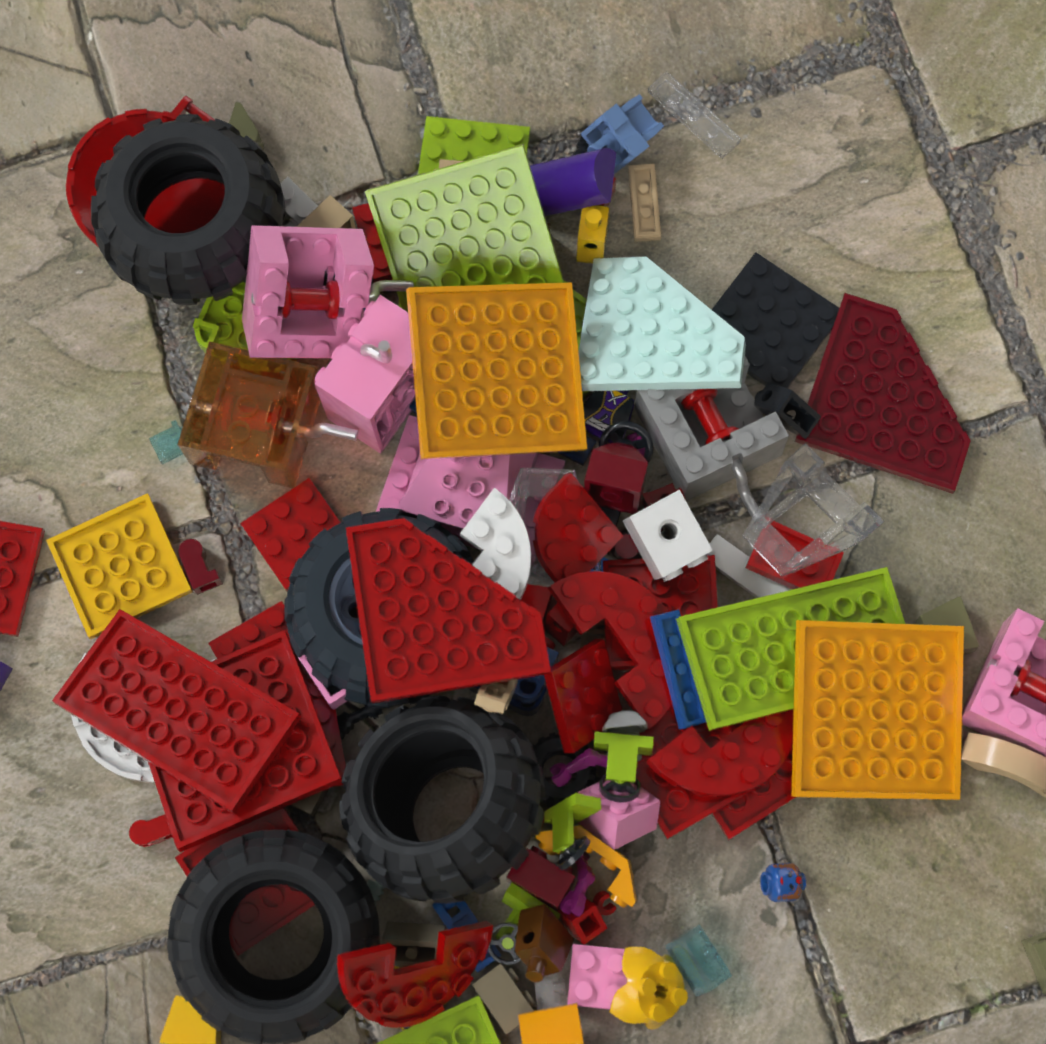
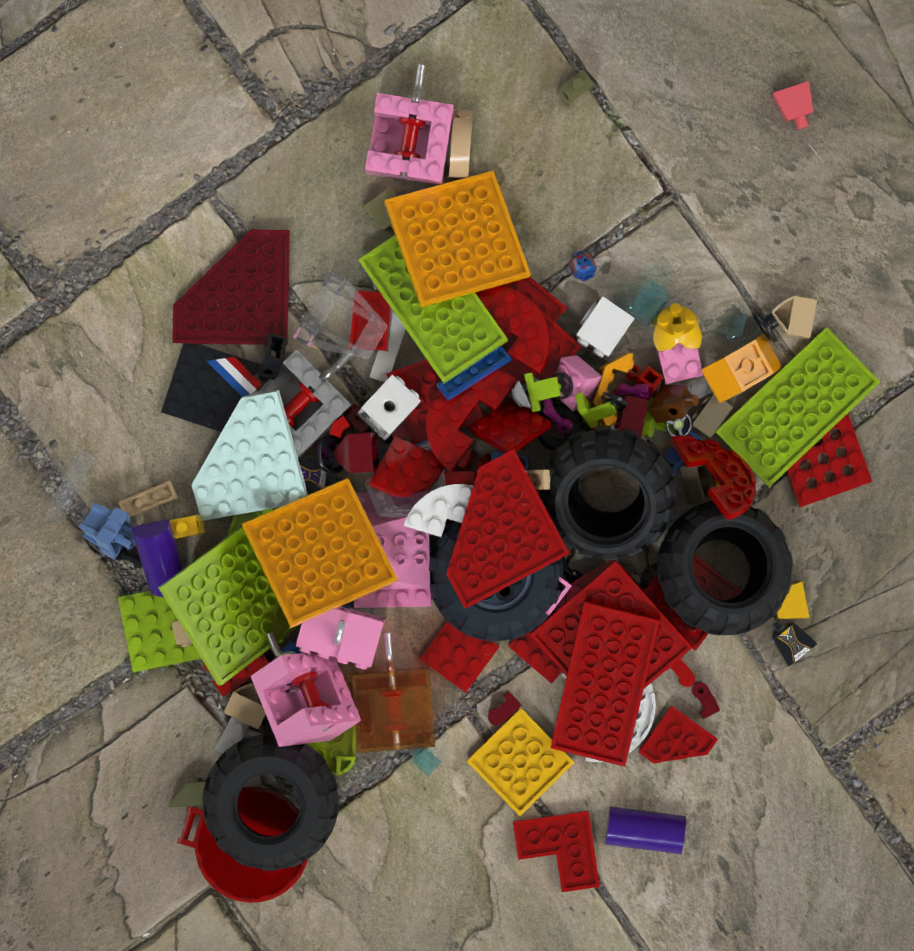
camera: 115 degrees left, 15 degrees up
(64, 791) = (676, 739): none -> red plate
(114, 849) = (706, 699): none -> dark red leg
(136, 1006) = (791, 641): none -> torso
(660, 465) = (339, 427): none -> red piece
(684, 880) = (603, 327): none -> white brick
(776, 359) = (236, 375): none -> sticker

